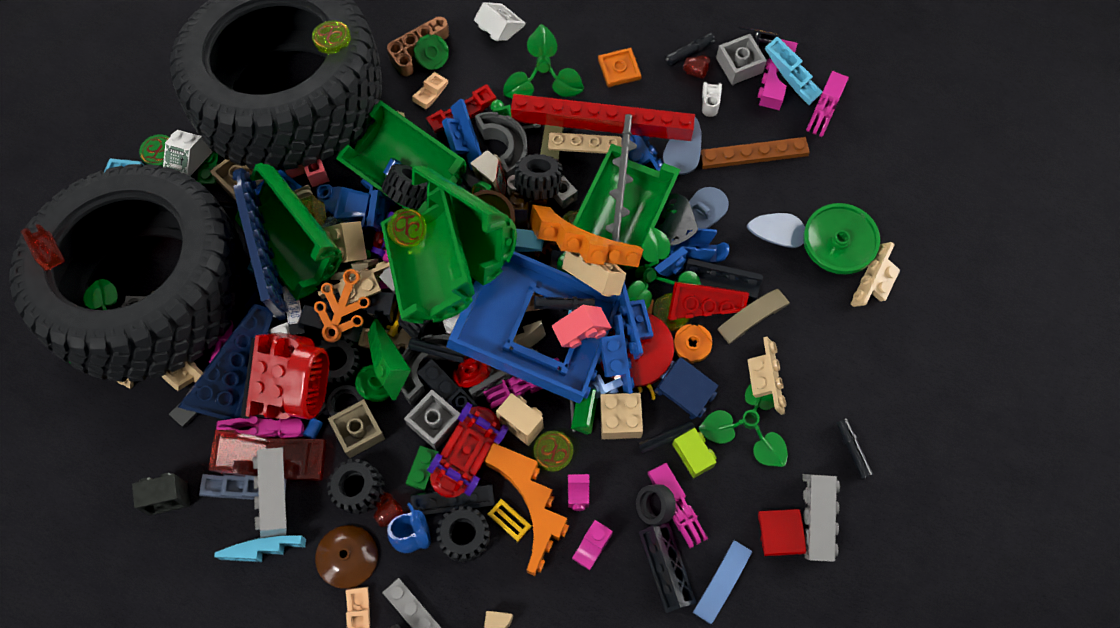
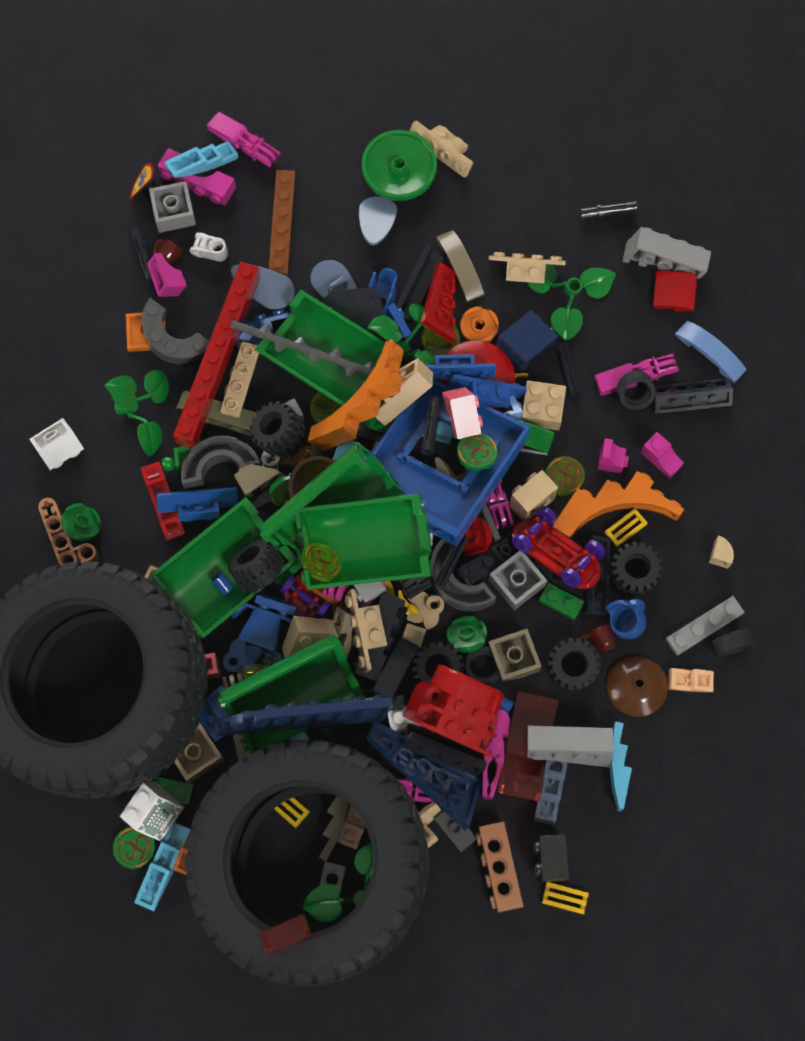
camera: 80 degrees left, 5 degrees up
(123, 456) = (497, 833): none -> nougat brick
(123, 519) = (569, 890): none -> yellow tile
(331, 36) = (86, 597): clear neon green tile -> none
(340, 308) = (391, 647): orange plant -> none
(387, 360) = (452, 612): green wedge -> none
(430, 91) = (127, 533): light nougat slope -> none
(544, 349) = (477, 452): none -> green tile
(612, 70) = (165, 346): none -> dark grey brick
(669, 69) = (166, 279): none -> dark pink arch
(694, 452) = (590, 347): lime brick -> none

